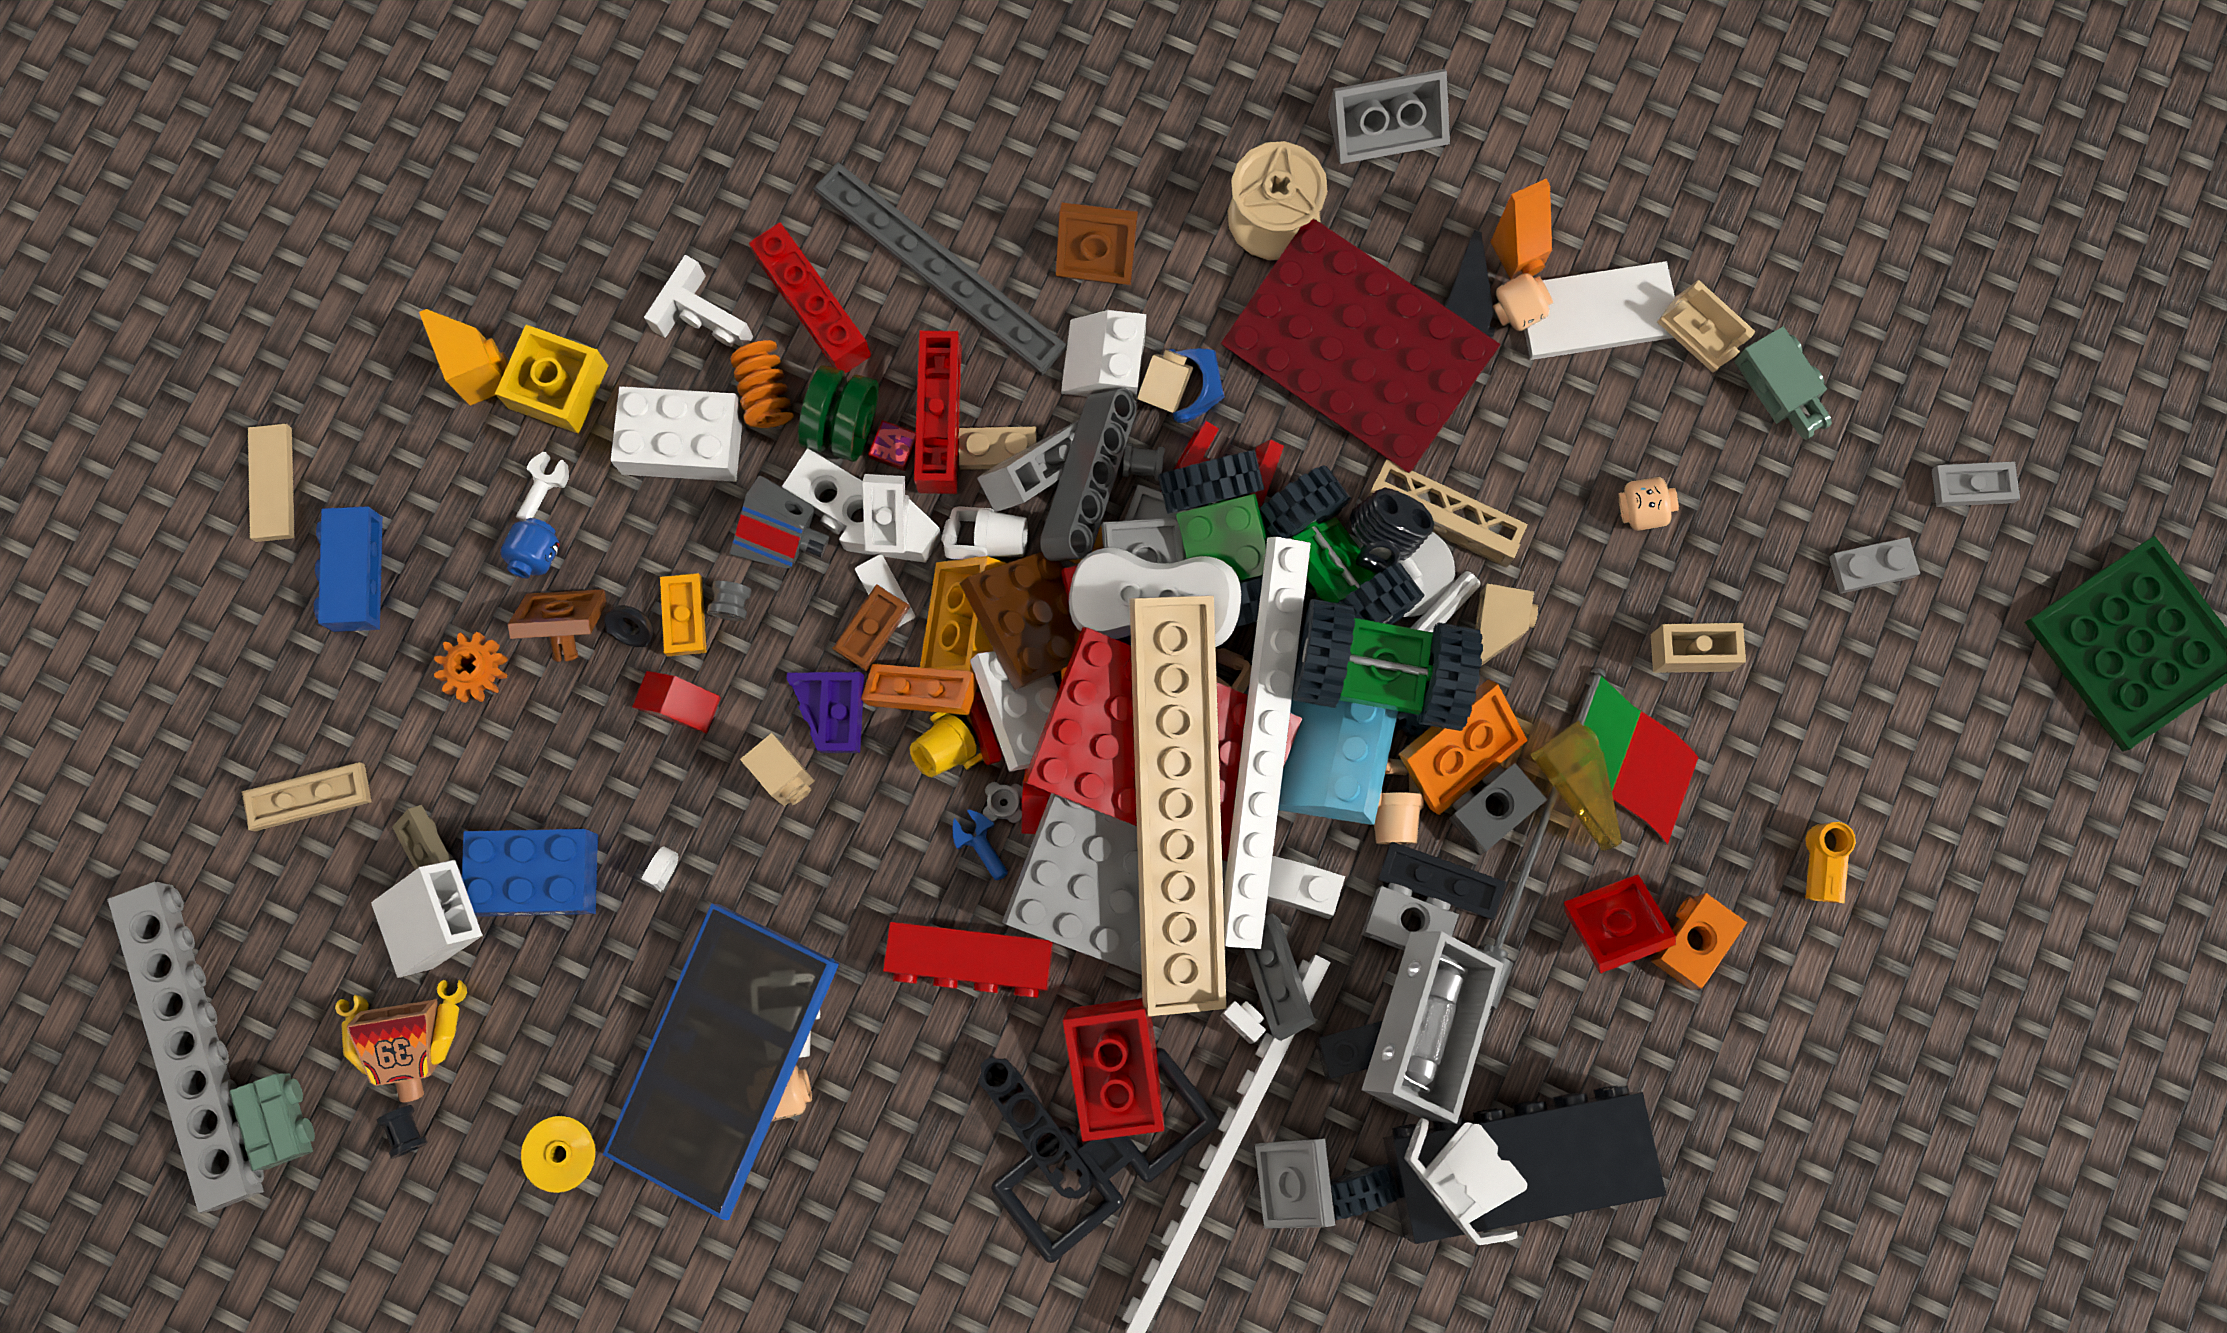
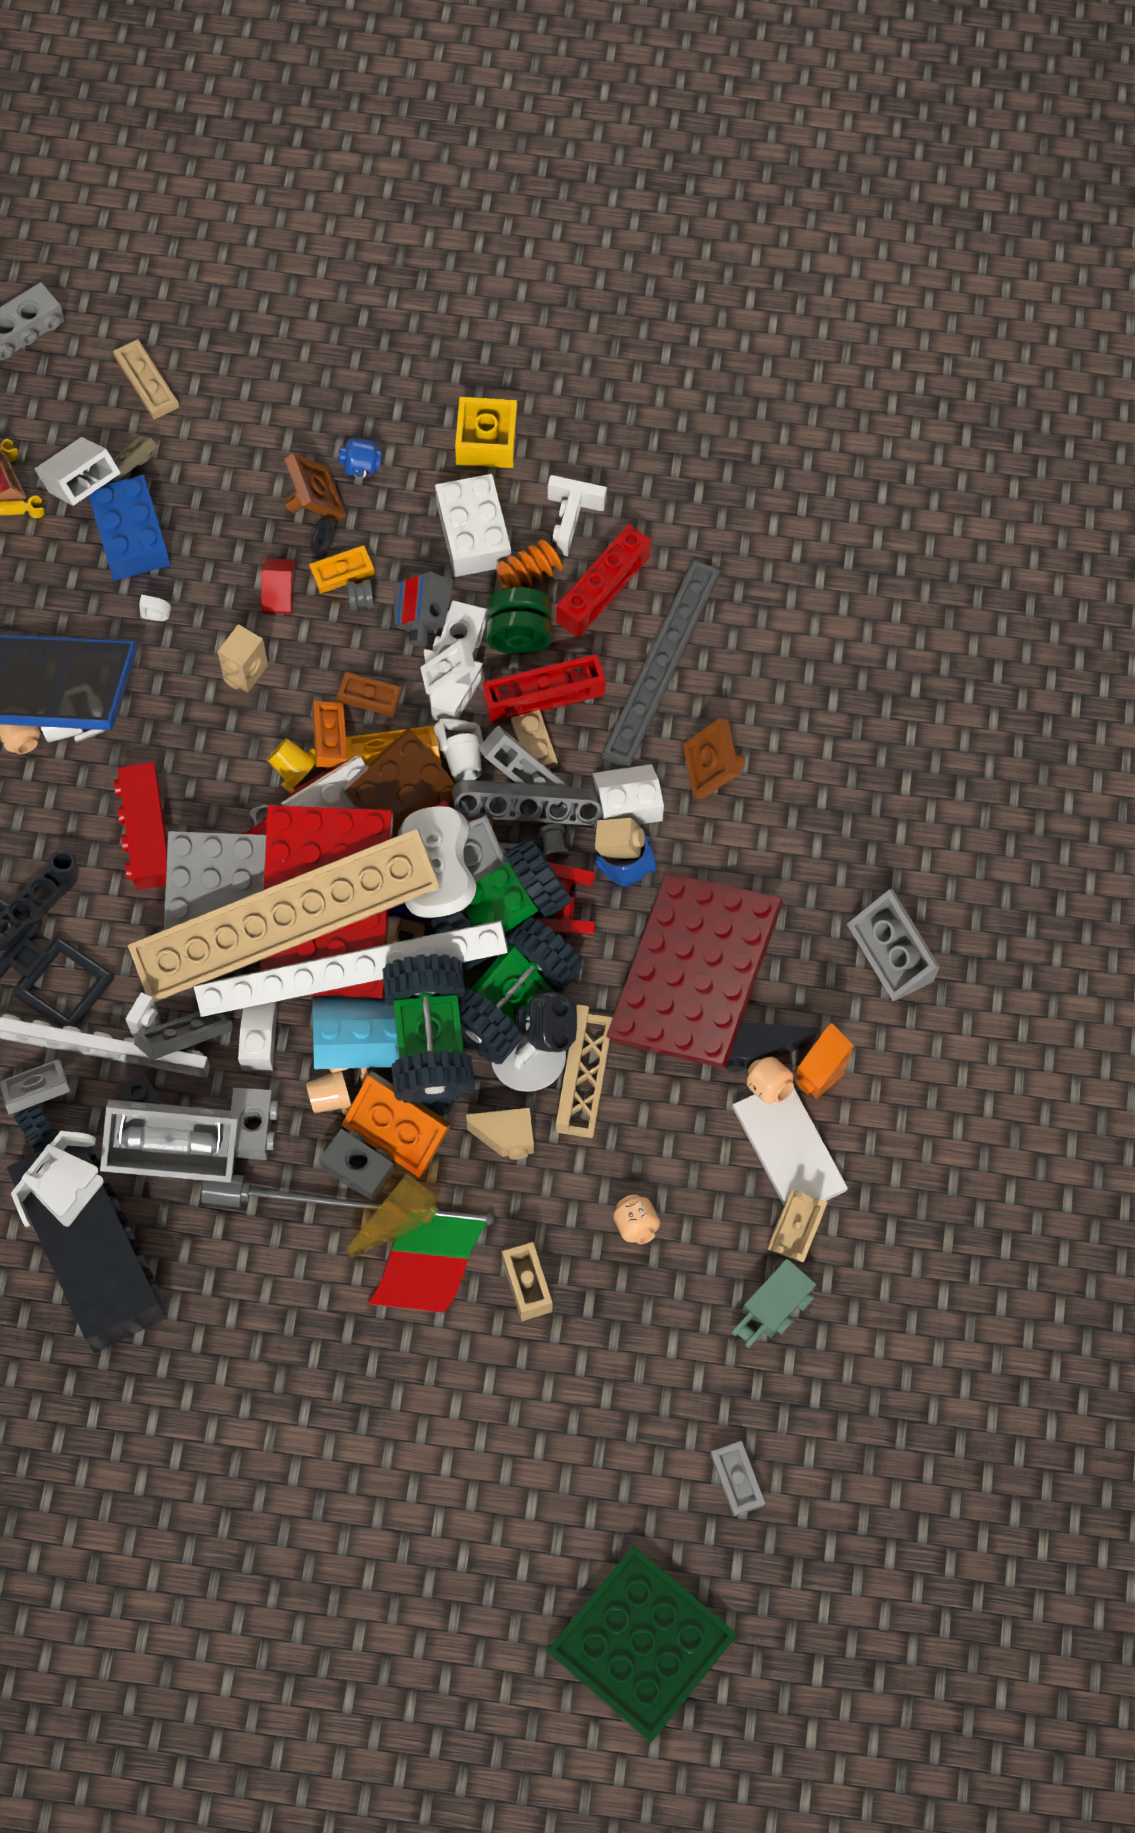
camera: 70 degrees right, 10 degrees down
(270, 482) = (359, 287): tan tile -> none
(349, 569) = (311, 353): blue brick -> none
(459, 679) = (263, 447): orange gear -> none
(465, 357) = (481, 369): light orange slope -> none
(542, 484) = (412, 453): white bar -> none
(831, 708) = (301, 685): dark purple wing -> none
(878, 572) = (412, 689): white sticker -> none
(893, 445) = (512, 665): tile -> none
(980, 844) = (232, 810): blue bar -> none
(1114, 1069) = (87, 941): red slope -> none
(1273, 196) = (792, 869): tan piece -> none
(1442, 880) = (290, 1140): black plate -> none
(1448, 602) = (505, 1089): white axle -> none
(1619, 923) = (291, 1274): red plate -> none
(1718, 930) = (306, 1355): orange brick -> none
(1828, 868) = (380, 1428): light orange piece -> none
(1874, 565) = (644, 1414): light grey plate -> none

